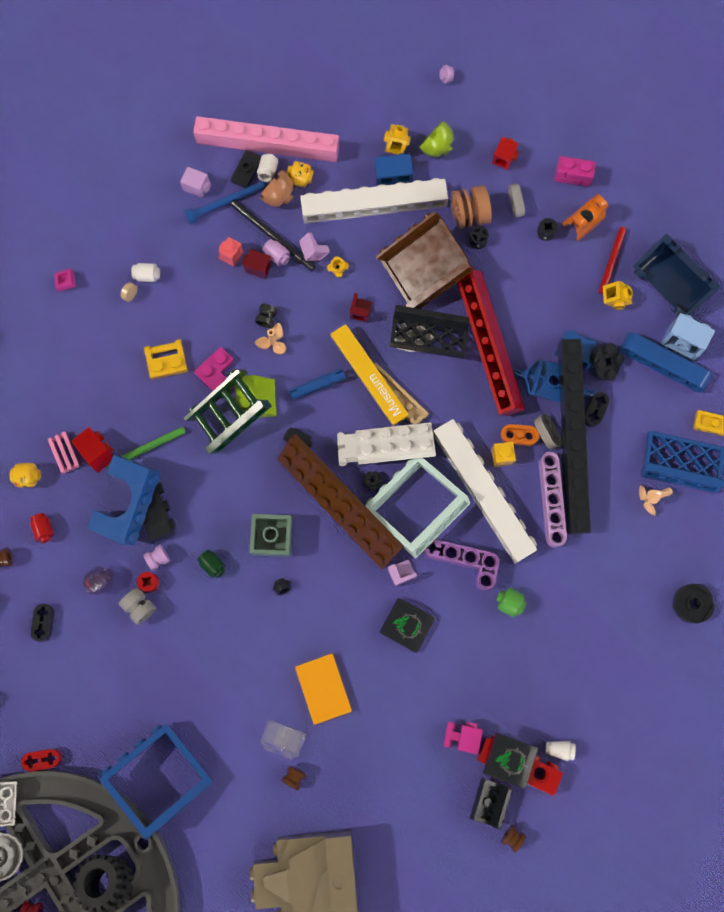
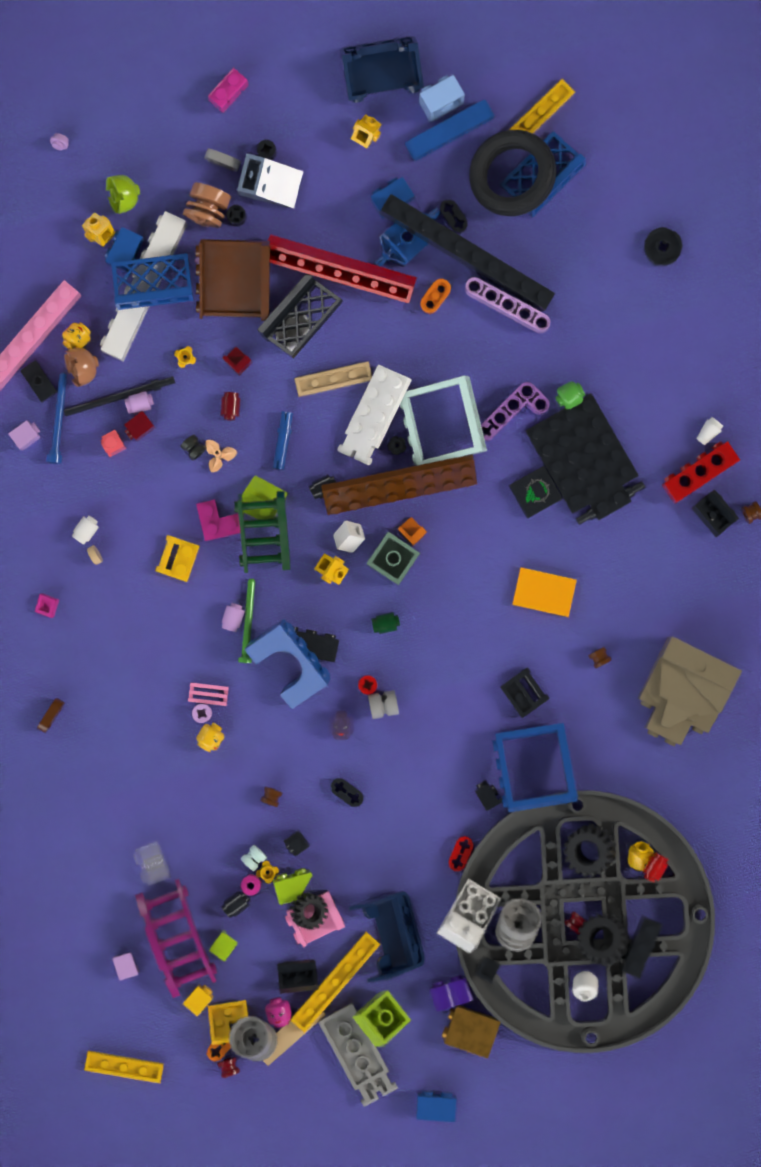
camera: 65 degrees left, 10 degrees up
(41, 528) = (265, 748): red brick -> none
(47, 458) = (202, 713): none -> lavender wheel
(93, 449) = (225, 665): red brick -> none
(107, 751) = (487, 795): none -> black brick
(141, 432) = (232, 617): none -> lavender brick
(156, 557) = (351, 666): lavender wheel -> none
(215, 724) = (518, 695): none -> black plate
(230, 489) = (335, 569): none -> yellow brick
(267, 167) = (51, 361): white brick -> none
(268, 487) = (349, 536): none -> white panel
(281, 586) = (440, 576): black plate -> none
(283, 739) = (564, 648): clear brick -> none
(306, 538) = (412, 531): none -> orange panel
(311, 250) = (154, 370): lavender panel -> none
(319, 324) = (230, 406): none -> dark red brick
(367, 206) = (156, 297): none -> blue fence
(369, 375) = (303, 391): yellow tile -> none
(401, 573) = (490, 469): lavender panel -> none
(463, 653) = (585, 460): none -> black plate
(467, 738) = (654, 499): dark pink brick -> none
(484, 491) = (464, 357): white brick -> none
(503, 454) = (444, 321): yellow brick -> none
(505, 153) = (171, 139): red brick -> none
(510, 760) = (692, 476): black slope -> none
(523, 244) = (269, 181): none -> slope
(548, 432) = (448, 270): light grey beam -> none
(588, 216) = (277, 109): orange piece -> none
(606, 370) = (427, 183): black plate -> none
(613, 257) = (329, 111): red bar -> none
(652, 497) = (558, 220): light nougat plant -> none
(657, 460) = (490, 150): none -> black tyre

